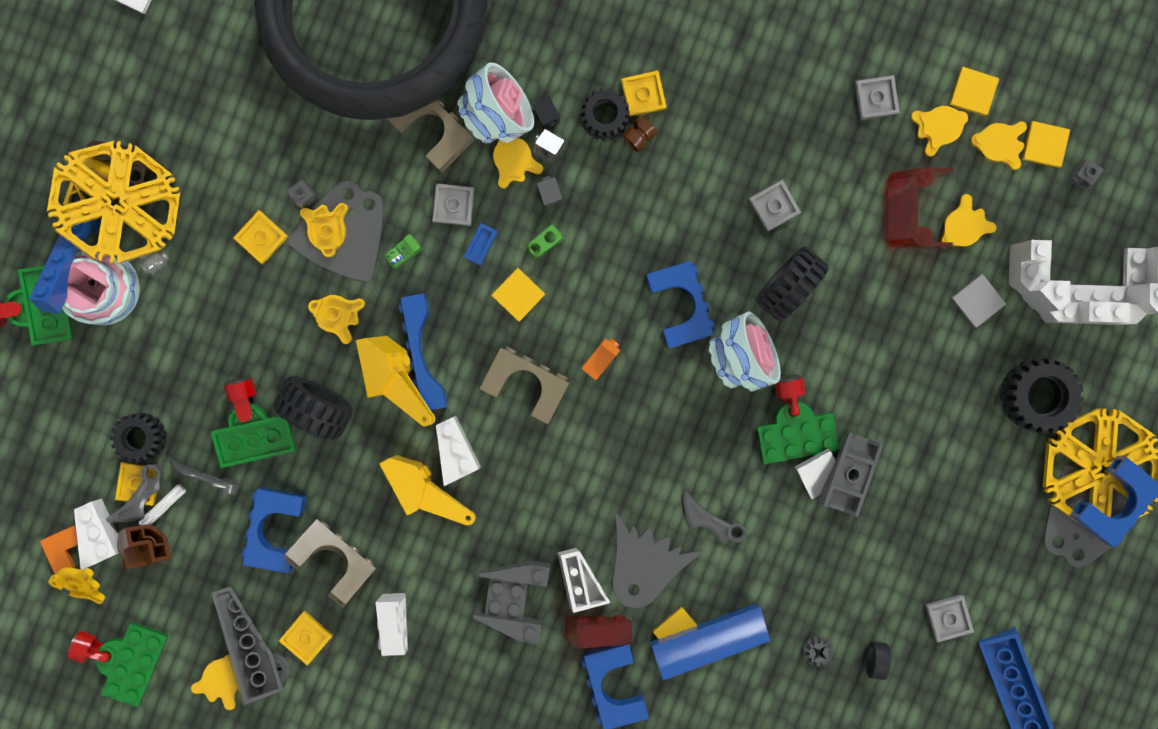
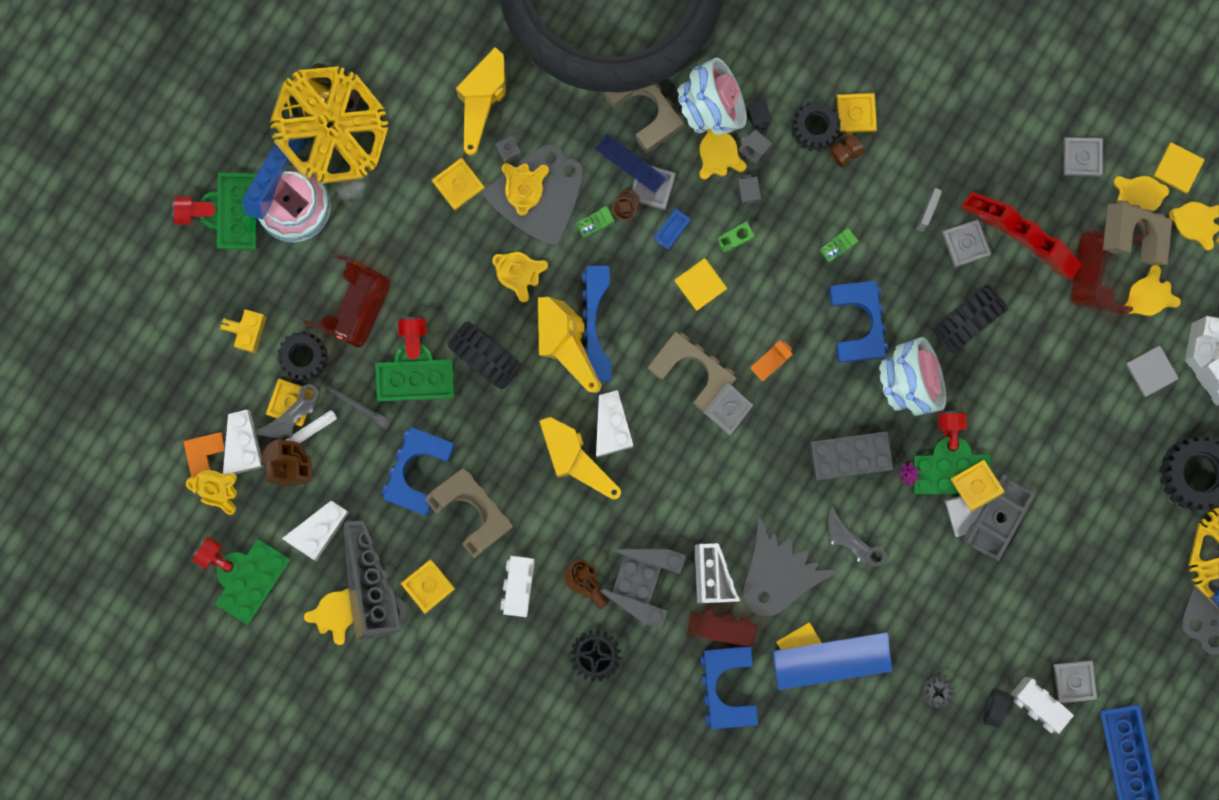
camera: 10 degrees right, 5 degrees down
(80, 422) = (247, 331): none -> yellow brick
(185, 381) = (359, 305): none -> clear red windscreen
(187, 606) = (318, 530): none -> white wedge
(262, 138) = (478, 93): none -> yellow slope
(427, 186) = (631, 164): none -> clear blue tile
(429, 229) = (626, 205): none -> reddish brown wheel
(455, 608) = (584, 581): none -> reddish brown pin
(472, 678) = (593, 672): none -> black gear
(566, 414) = (728, 408): none -> light grey tile
(648, 231) = (839, 245): none -> bright green leg
(695, 439) = (850, 456): none -> dark grey brick
(732, 179) = (928, 210): none -> light grey tile
(756, 446) = (909, 474): none -> magenta plant
(825, 448) = (977, 486): none -> yellow tile
(836, 186) = (1026, 232): none -> red arch
(920, 649) = (1041, 705): none -> white wedge
(929, 162) = (1154, 227): none -> dark tan arch

